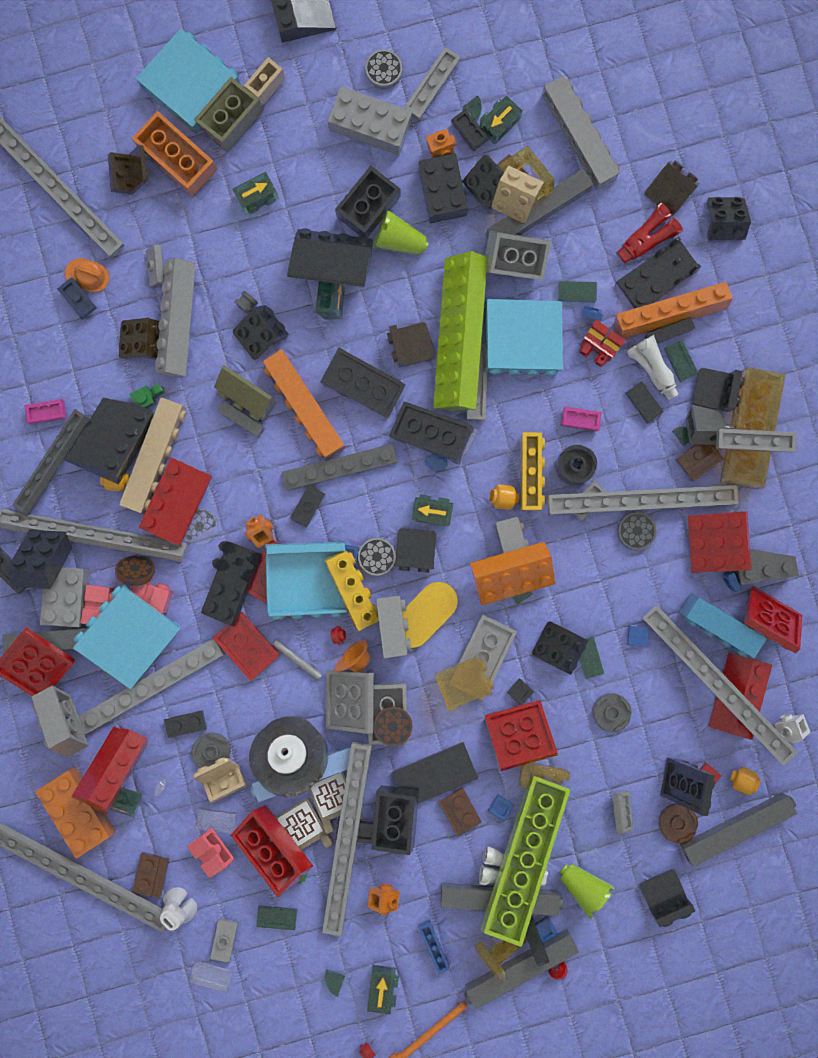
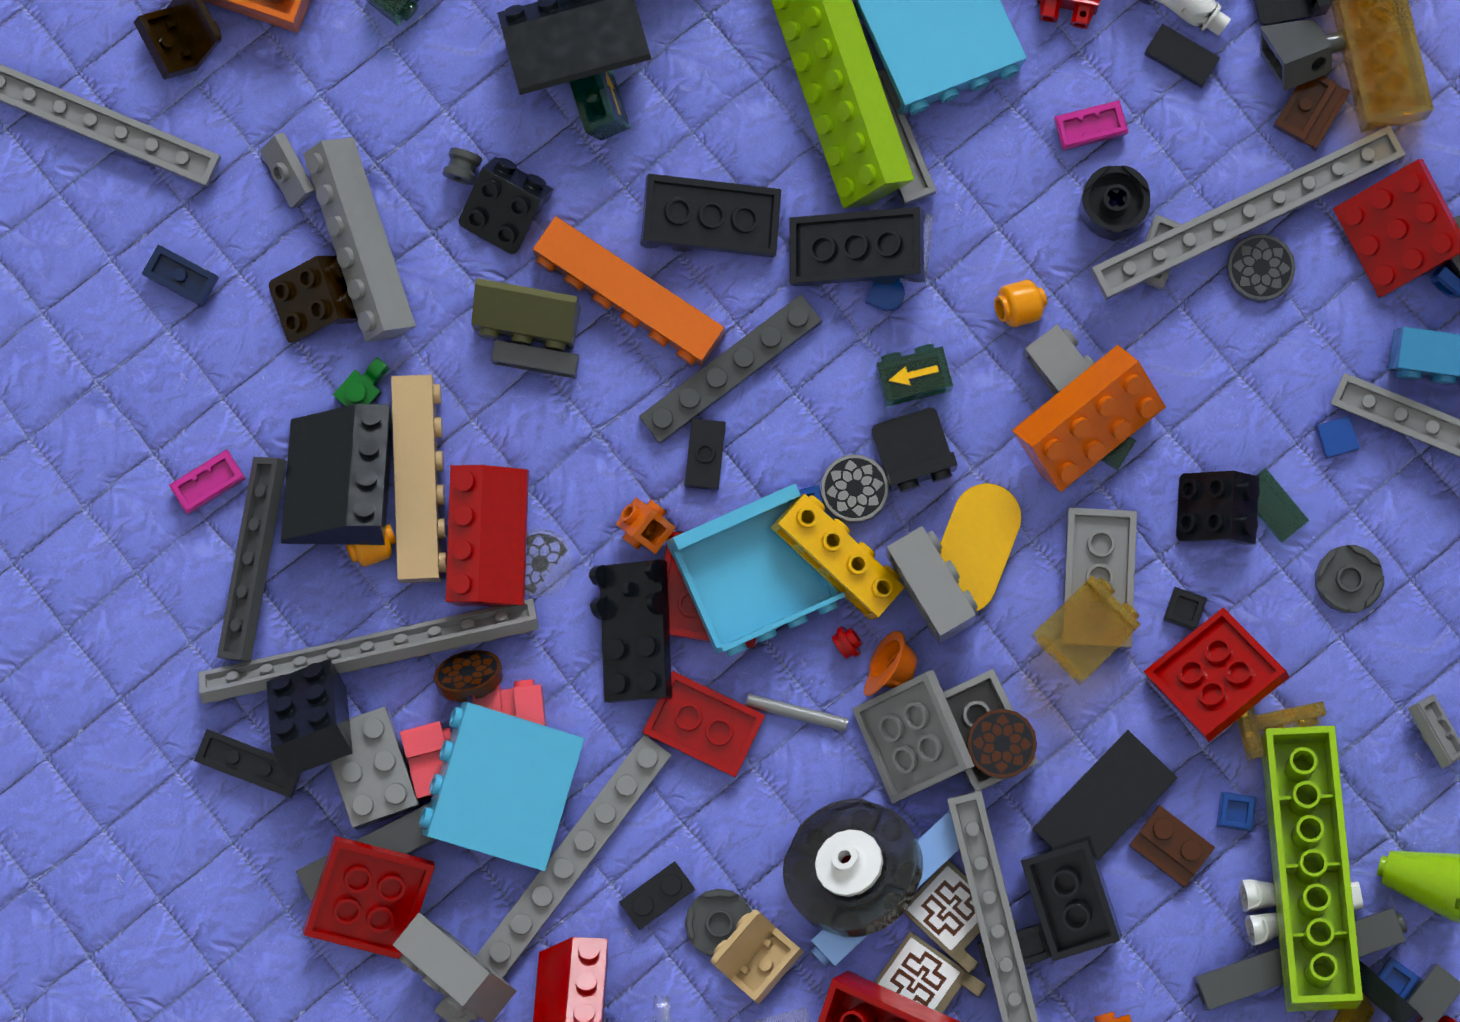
camera: 15 degrees left, 5 degrees down
(88, 274) = (179, 228): orange piece -> none
(410, 344) = (761, 121): dark brown bracket -> none
(531, 471) = (1047, 244): yellow brick -> none
(682, 435) = (1266, 82): tile -> none
(756, 440) = (1386, 40): light grey plate -> none

